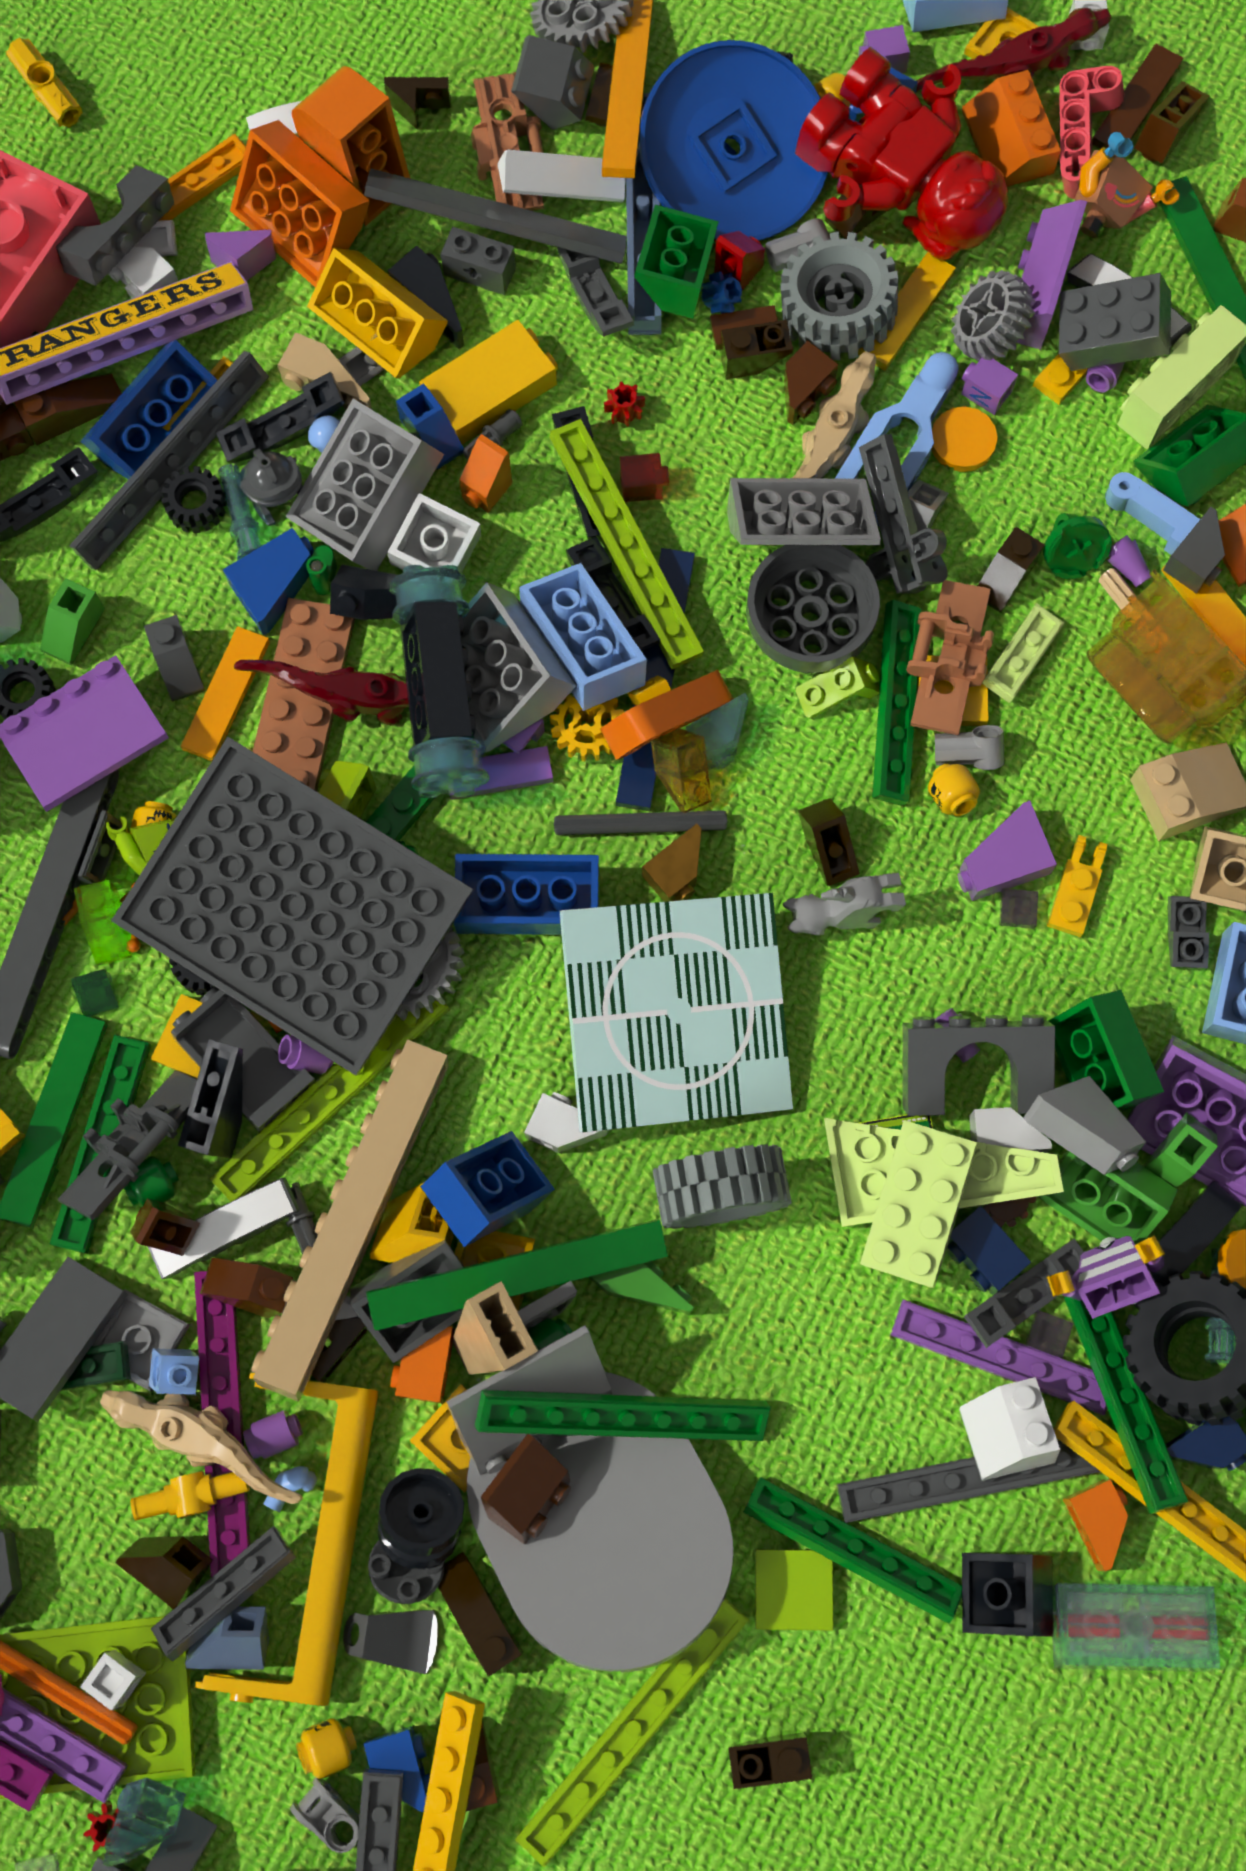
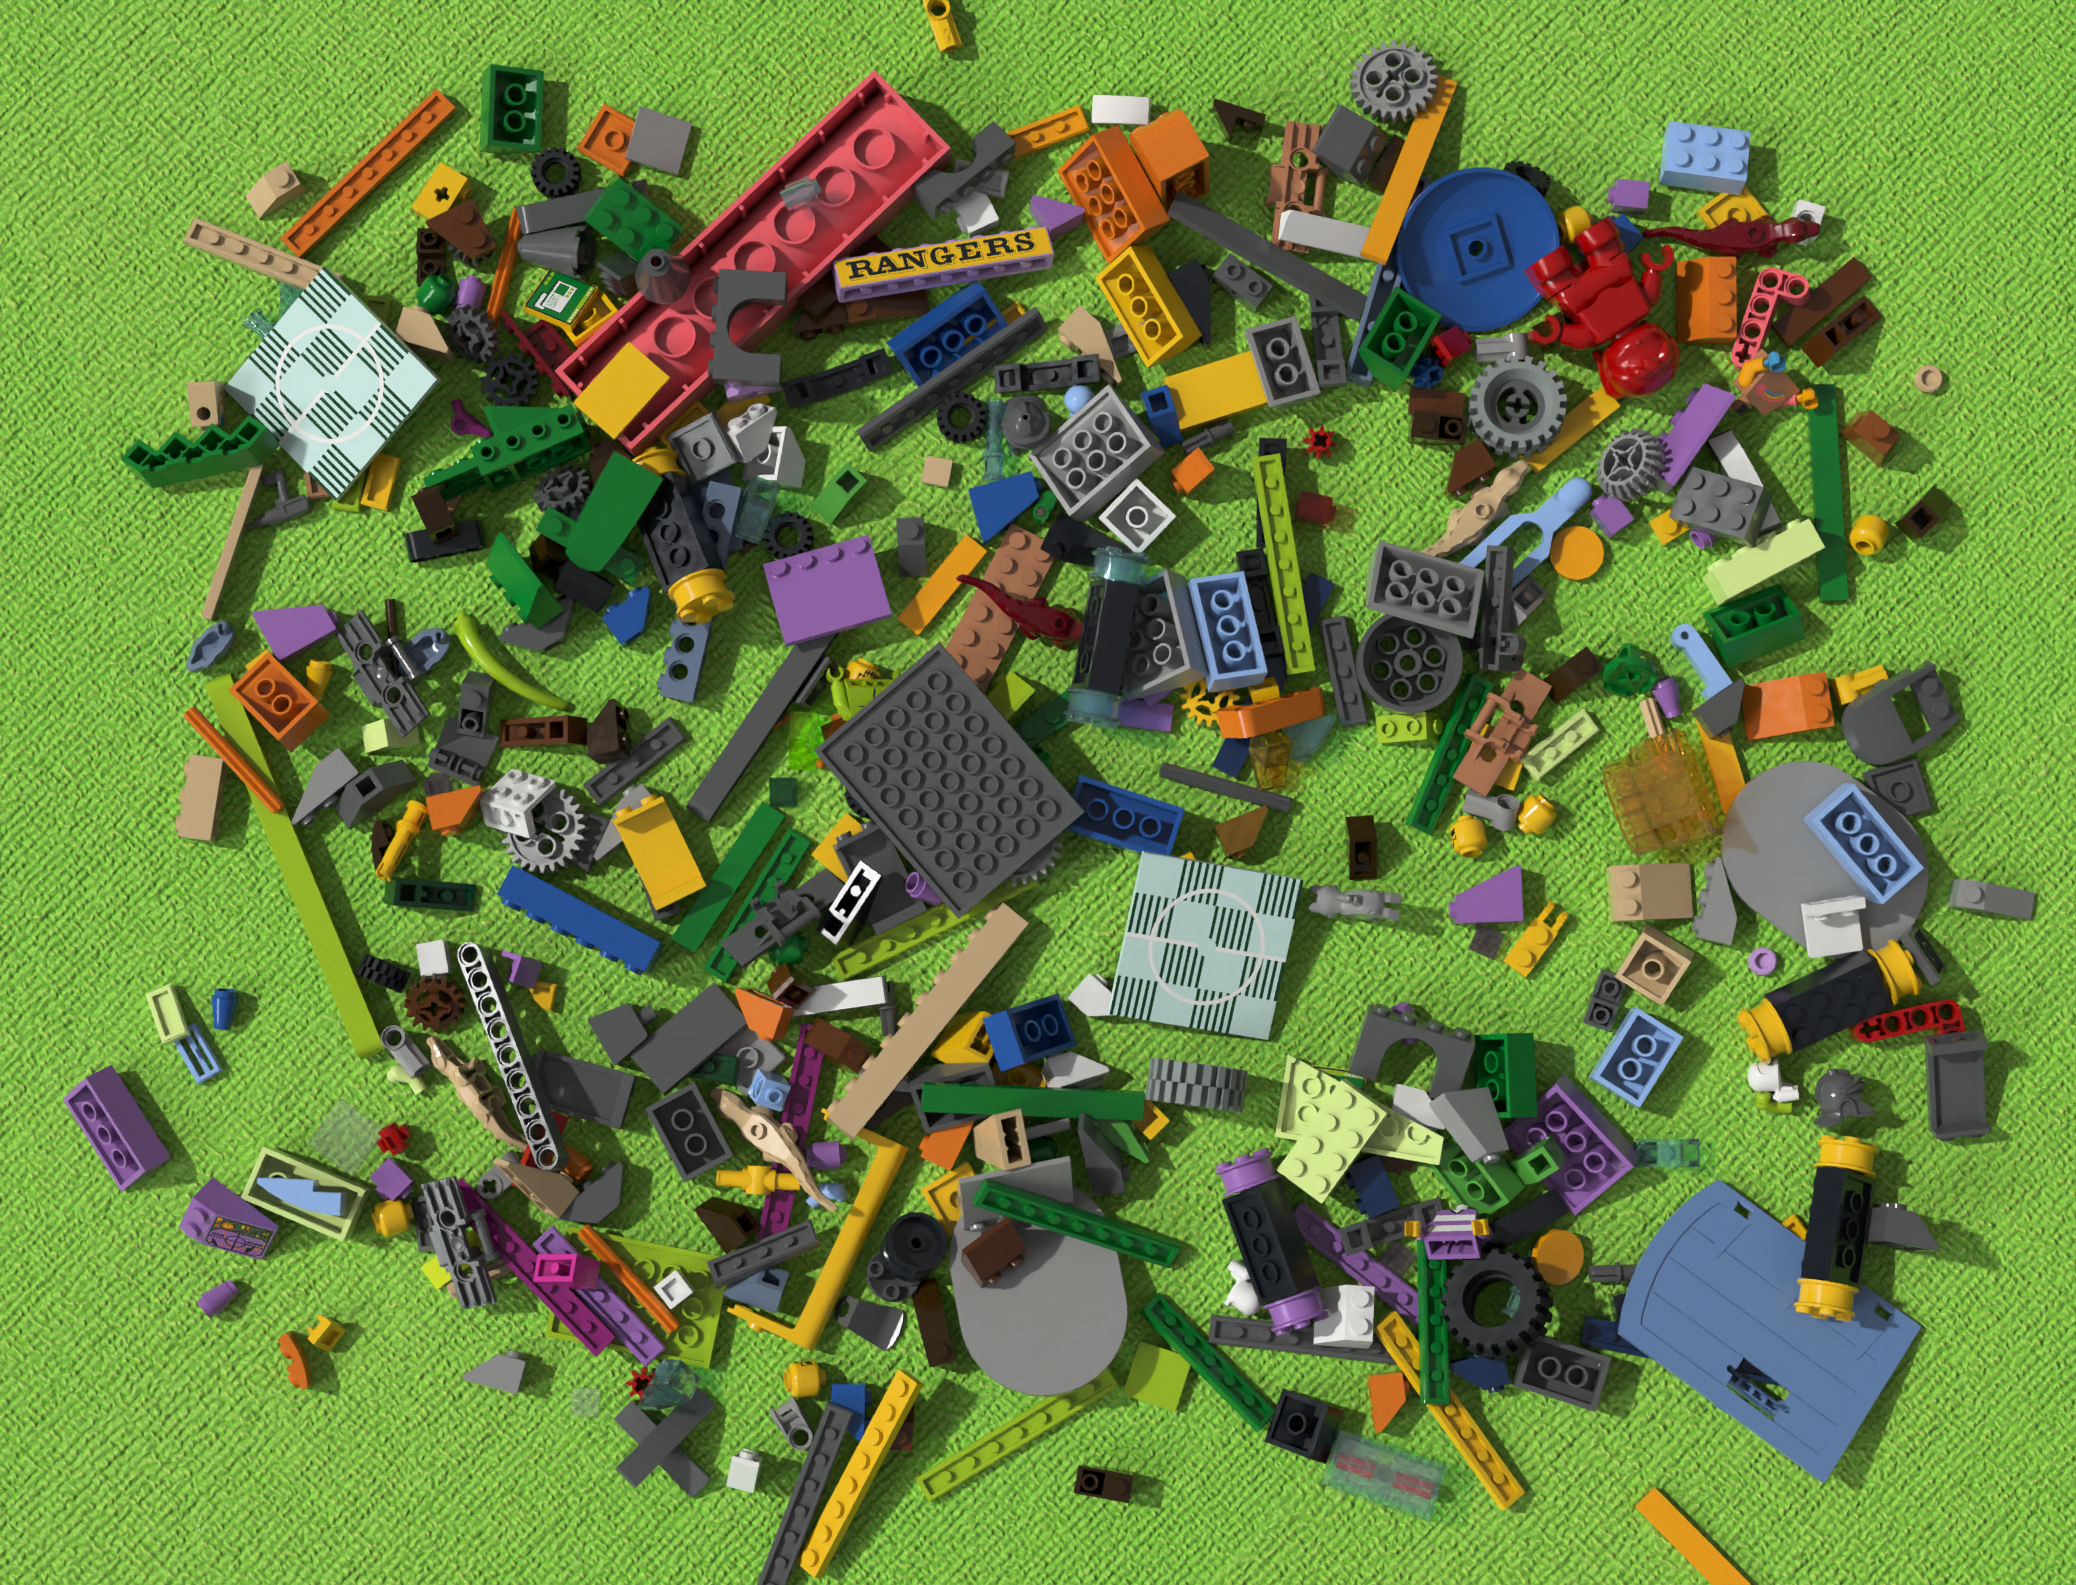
camera: 15 degrees right, 10 degrees up
(84, 1460) = (690, 1132): none -> dark grey brick
(142, 1275) = (764, 1013): none -> orange slope
(182, 568) = (937, 471): none -> tan tile
(554, 325) = (1283, 363): none -> light grey slope
(560, 1222) = (1073, 1071): none -> white slope
(632, 1323) = (1102, 1159): none -> dark grey slope
(681, 1255) = (1152, 1121): none -> yellow panel
(737, 649) = (1342, 671): none -> dark grey tile
(871, 1443) = (1242, 1294): none -> white piece
(884, 1361) = (1271, 1241): none -> black brick
(1025, 739) = (1536, 814): none -> yellow head

